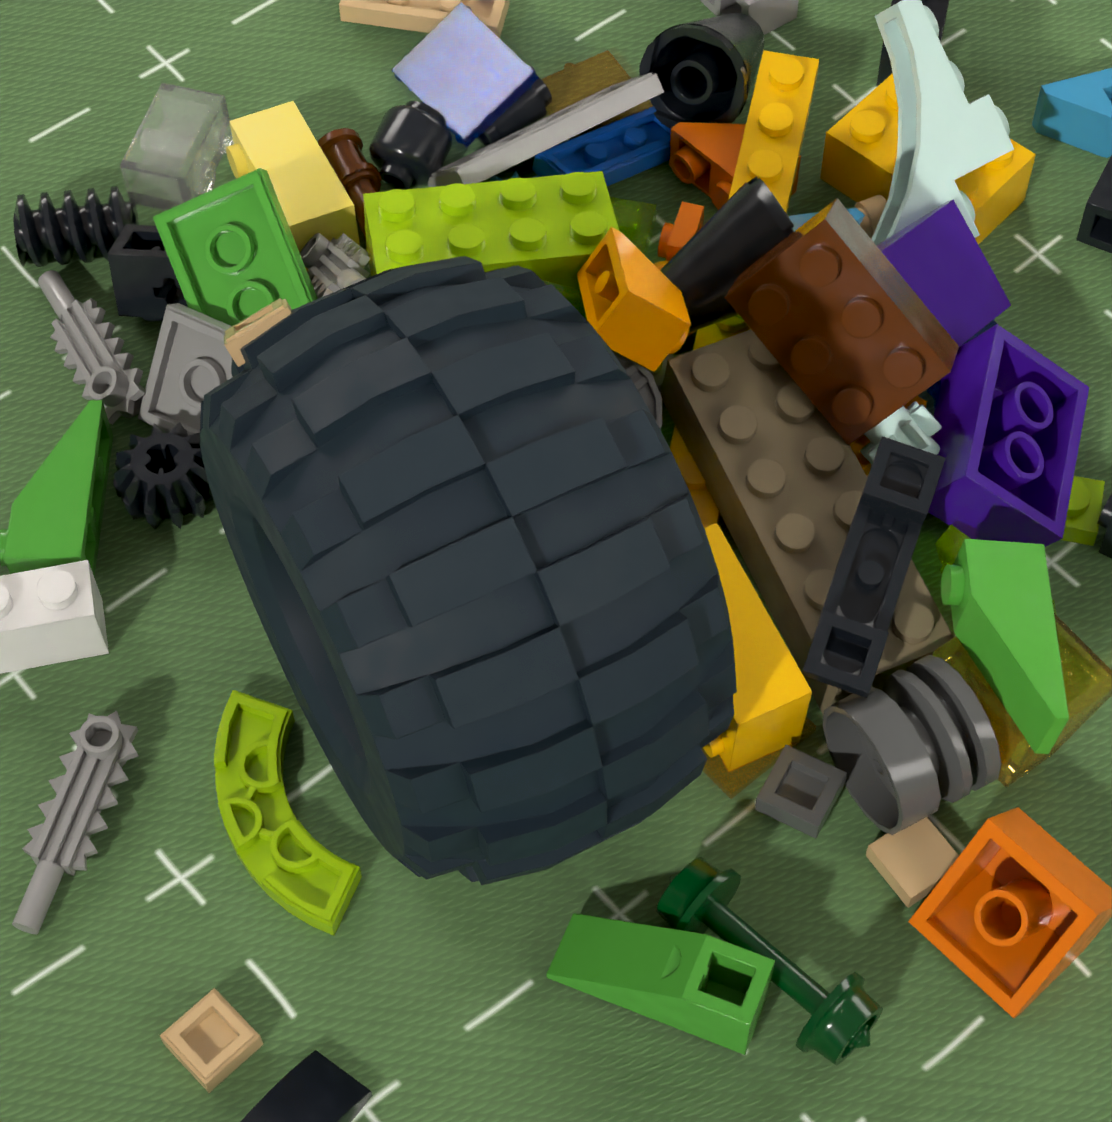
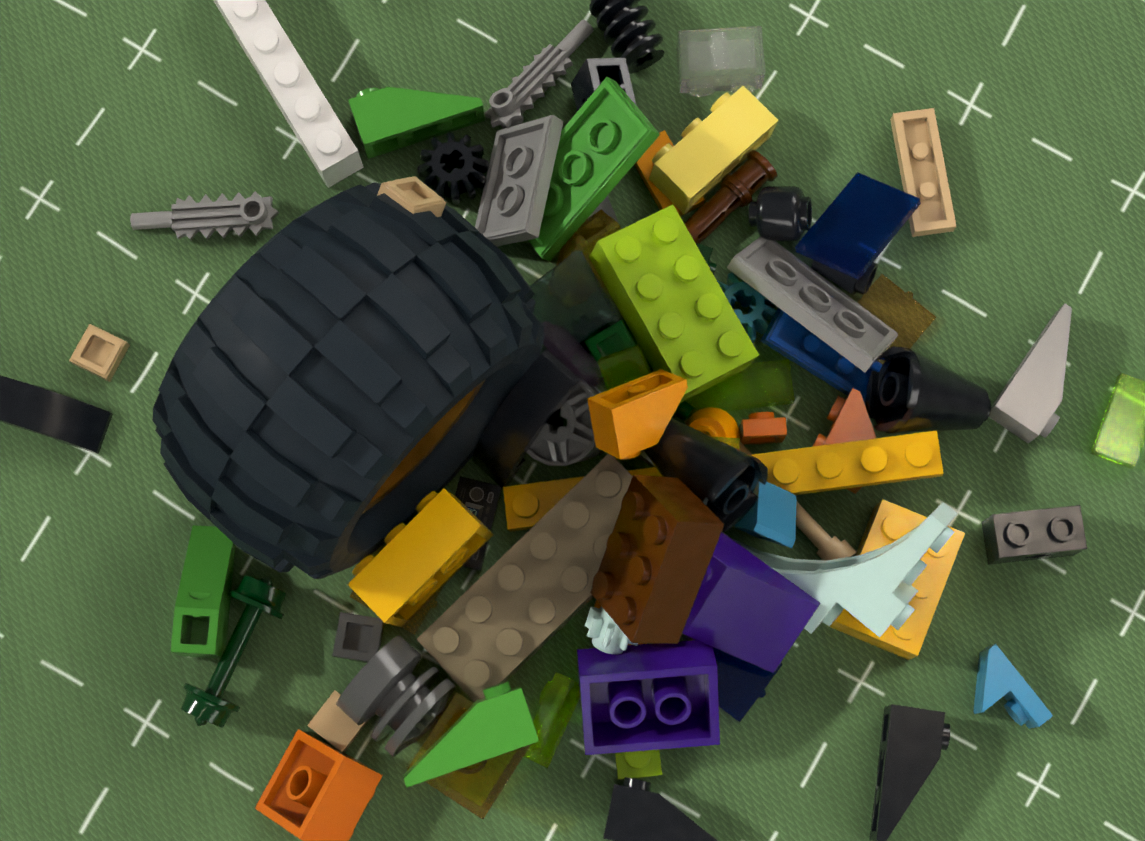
camera: 70 degrees right, 20 degrees up
(334, 263) = (623, 211): light grey piece -> none
(872, 567) = (485, 635): black slope -> none

